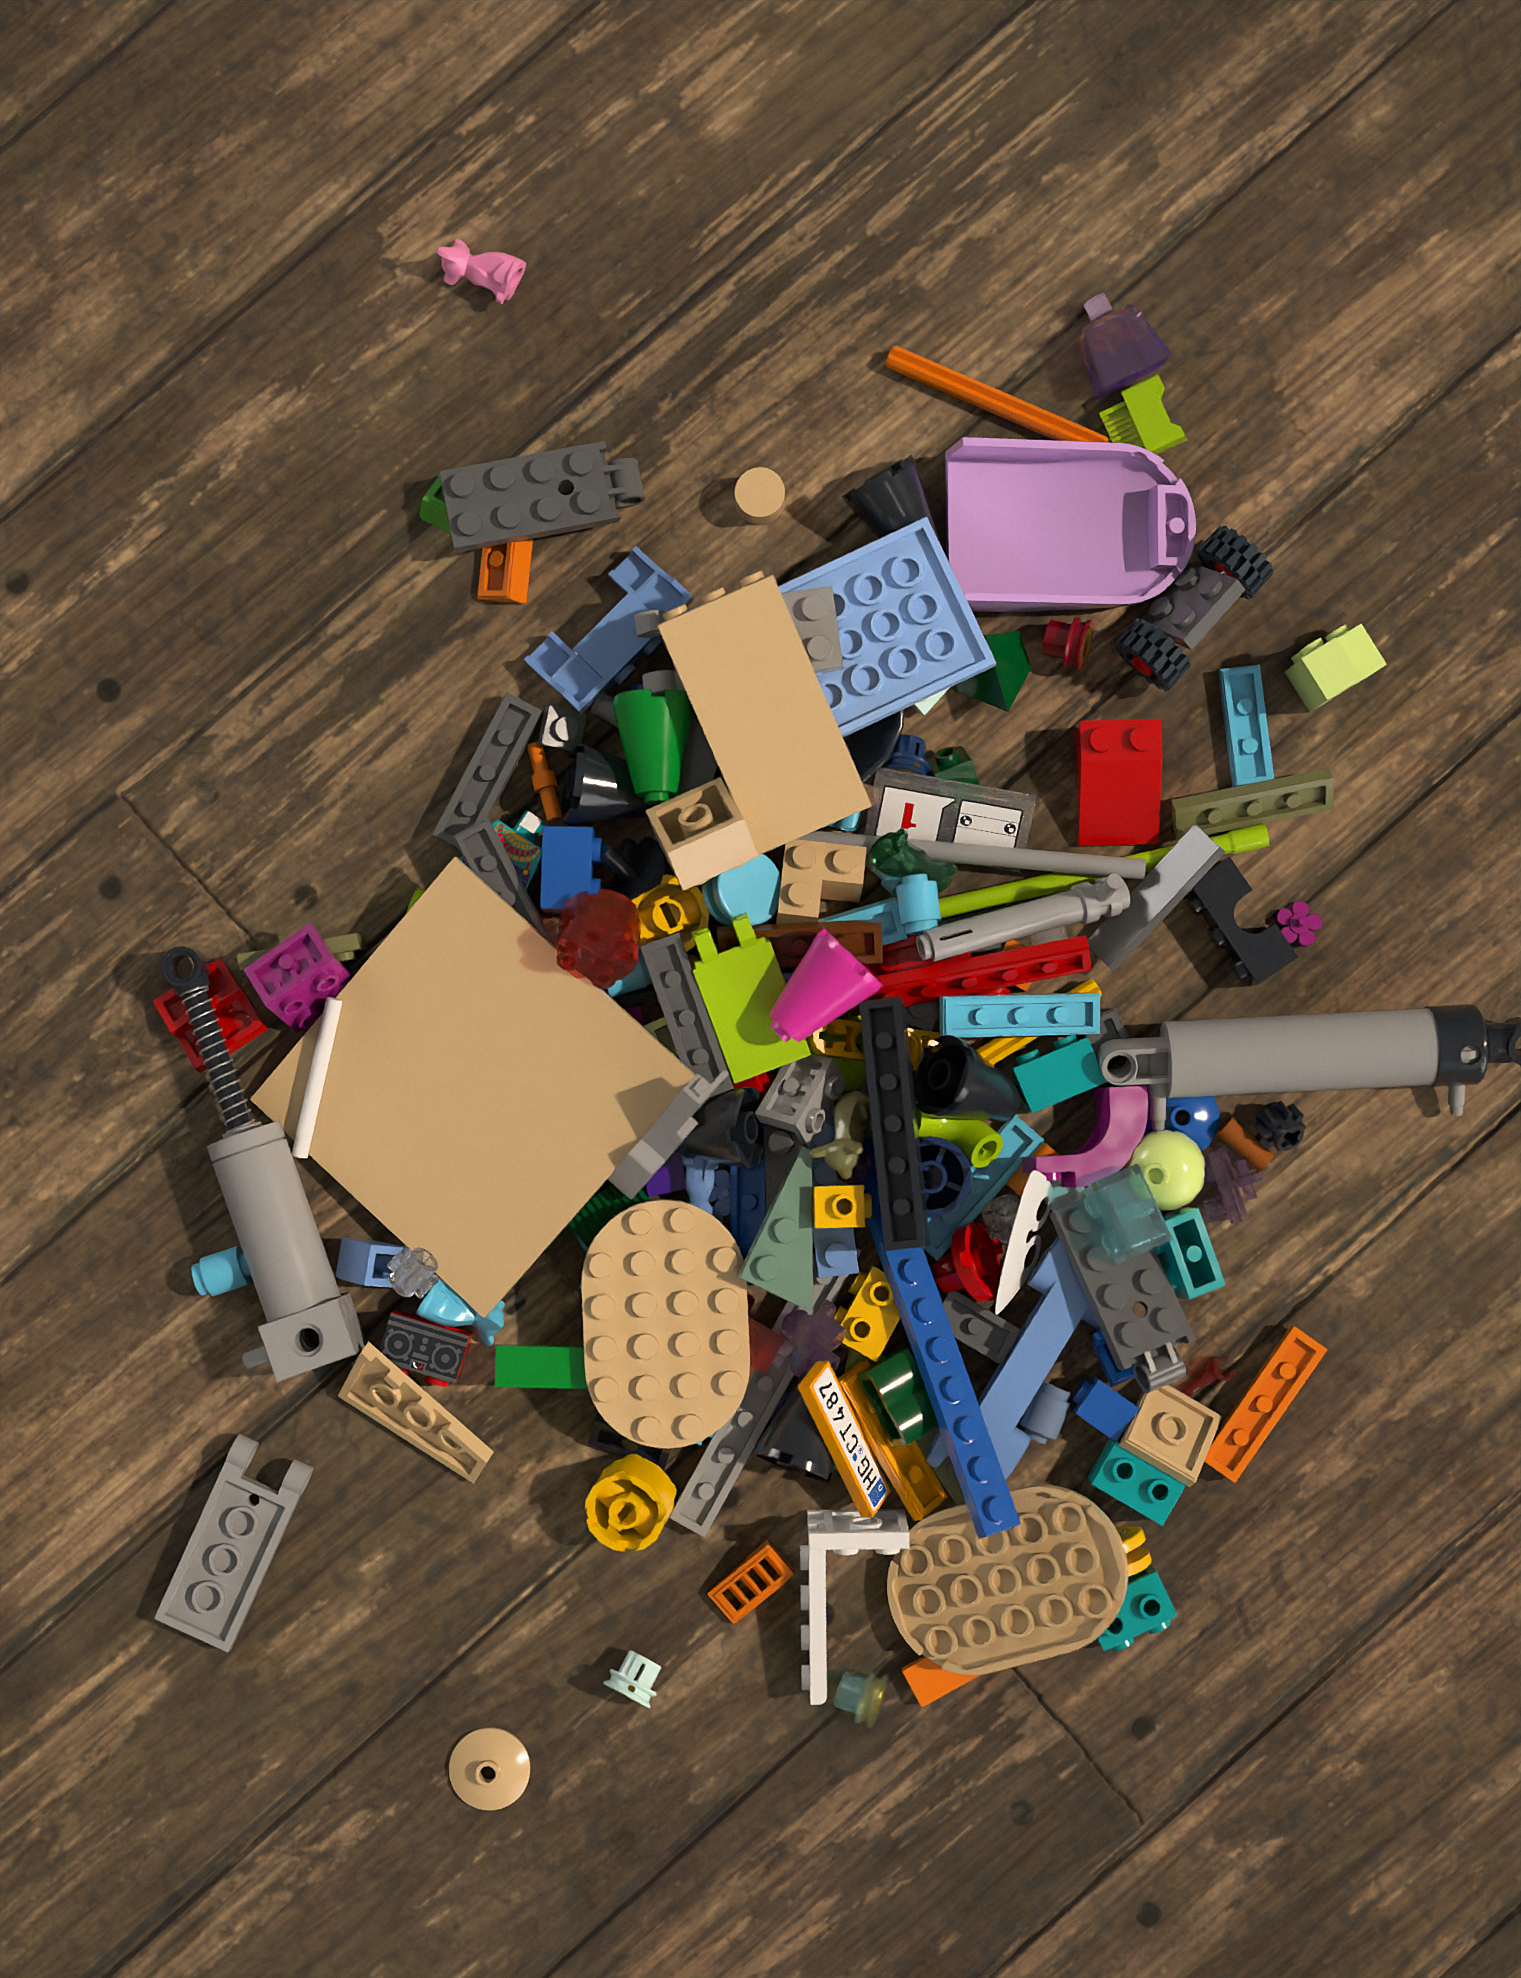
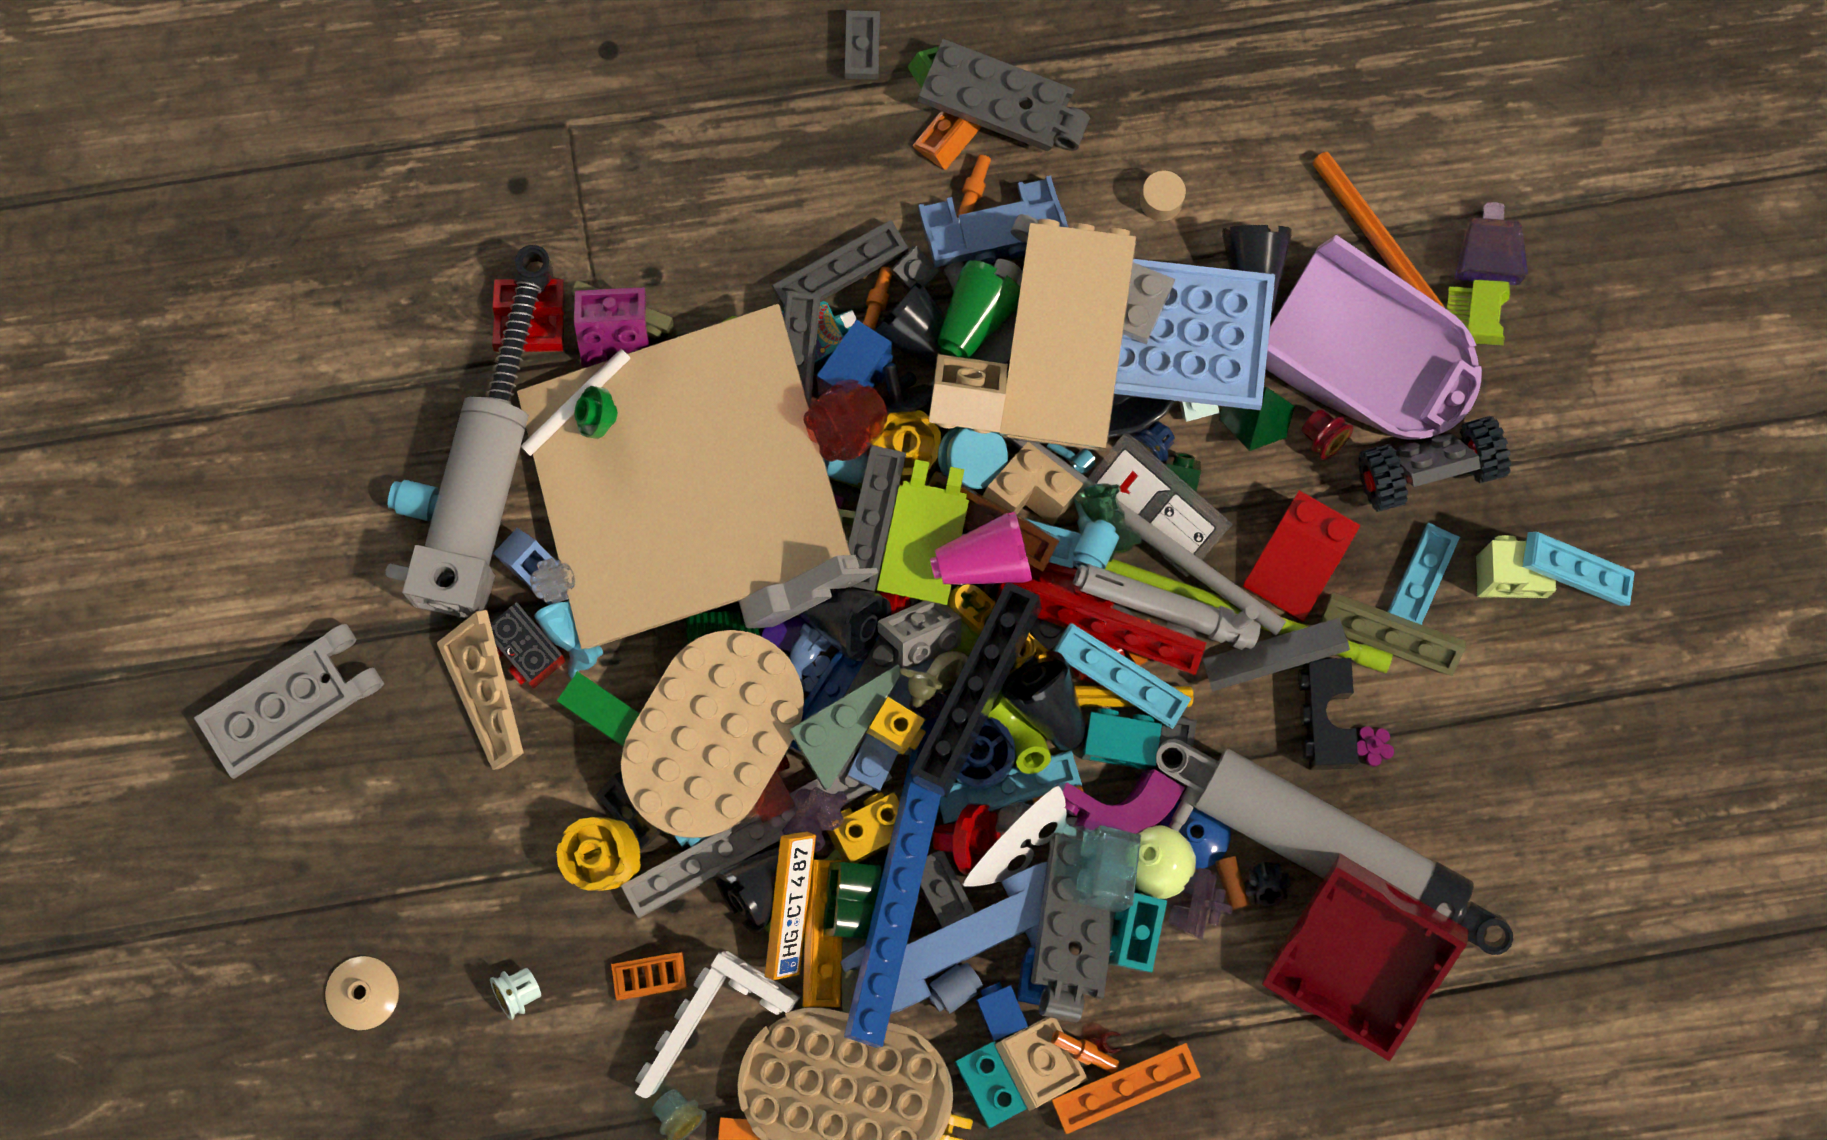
camera: 30 degrees right, 10 degrees down
(344, 1079) = (595, 412): none -> green plate
(360, 525) = (862, 44): none -> dark grey plate
(566, 604) = (974, 185): none -> orange bar
(1204, 1394) = (1085, 1051): none -> orange bar
(1396, 629) = (1578, 568): none -> medium azure tile
(1418, 1143) = (1365, 957): none -> dark red tile

